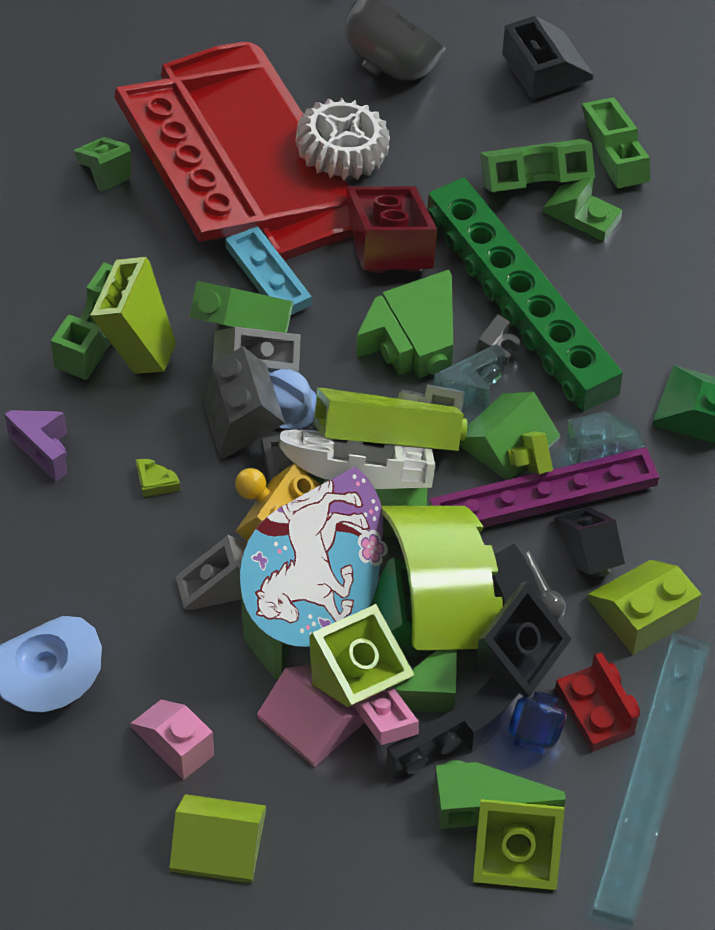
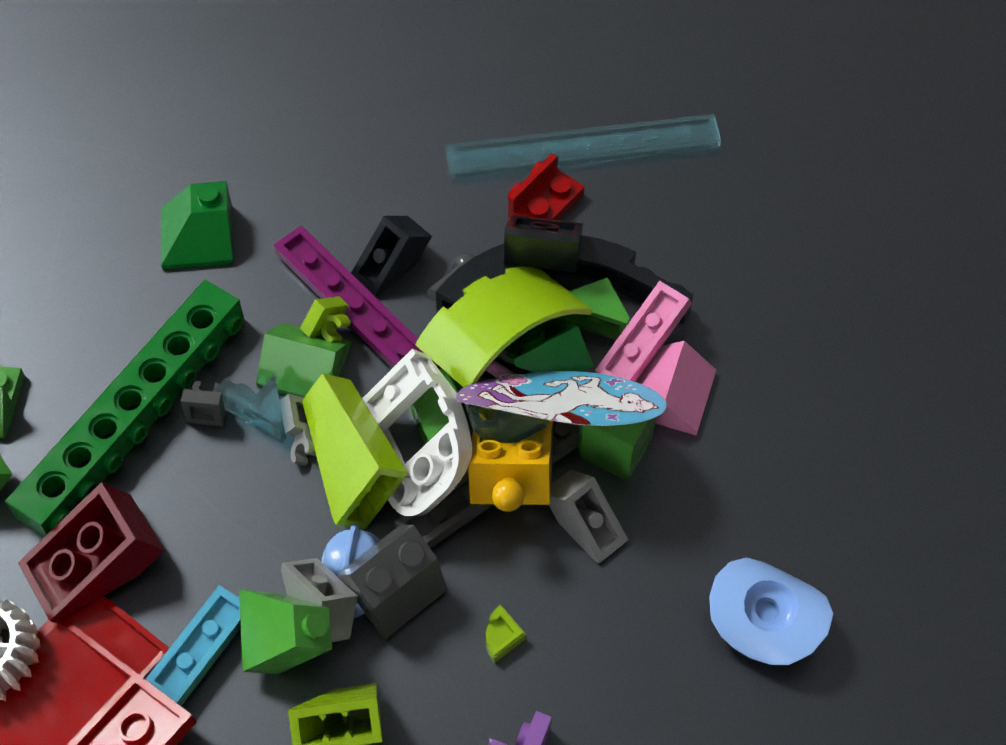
camera: 115 degrees left, 5 degrees up
(176, 736) = (762, 478): bright pink slope -> none
(216, 838) = (822, 407): lime slope -> none
(357, 657) = (631, 343): lime slope -> none
(384, 333) = (232, 504): bright green slope -> none
(426, 319) = (206, 471): bright green slope -> none
(463, 784) = (680, 241): bright green slope -> none
(518, 844) = (702, 200): lime slope -> none
(537, 722) = (599, 217): clear blue head -> none
(601, 436) = (283, 281): clear light blue slope -> none
(647, 603) = (433, 193): lime slope -> none

